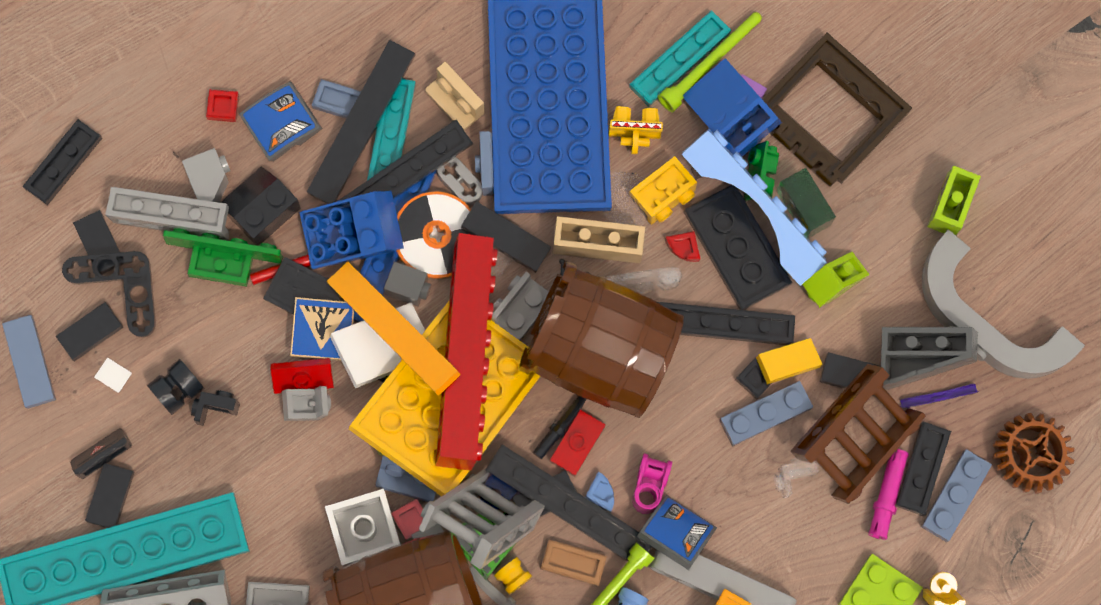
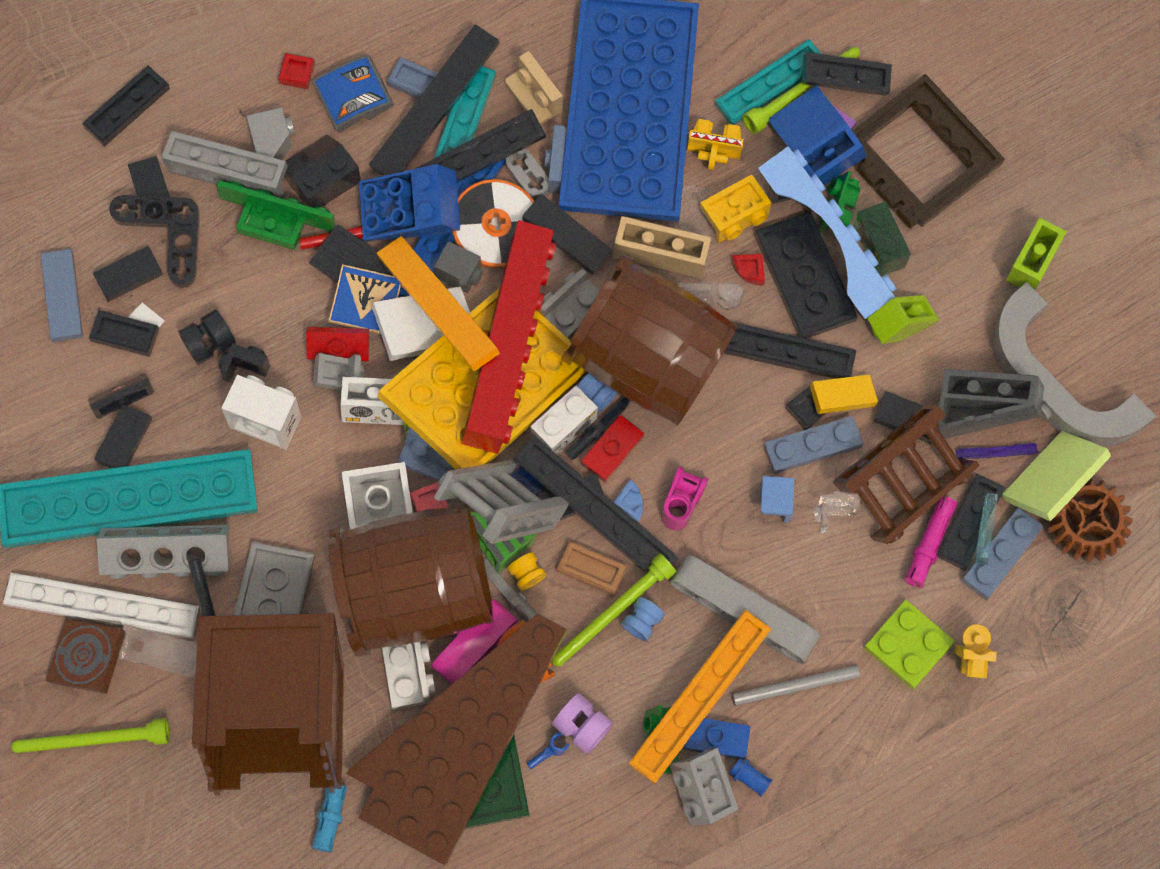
camera: 10 degrees right, 5 degrees down
(94, 391) = (124, 333): none -> black tile
(239, 454) = (262, 411): none -> white brick
(333, 431) = (361, 402): none -> white brick
(528, 424) = (565, 420): none -> white brick
(557, 394) = (596, 392): none -> medium blue wheel
(677, 532) = (703, 549): slope -> none
(739, 471) = (777, 496): none -> medium blue panel
(751, 42) = (846, 74): none -> black plate
(940, 477) = (986, 528): none -> clear light blue tile
(998, 415) = (1056, 475): none -> yellowish green tile

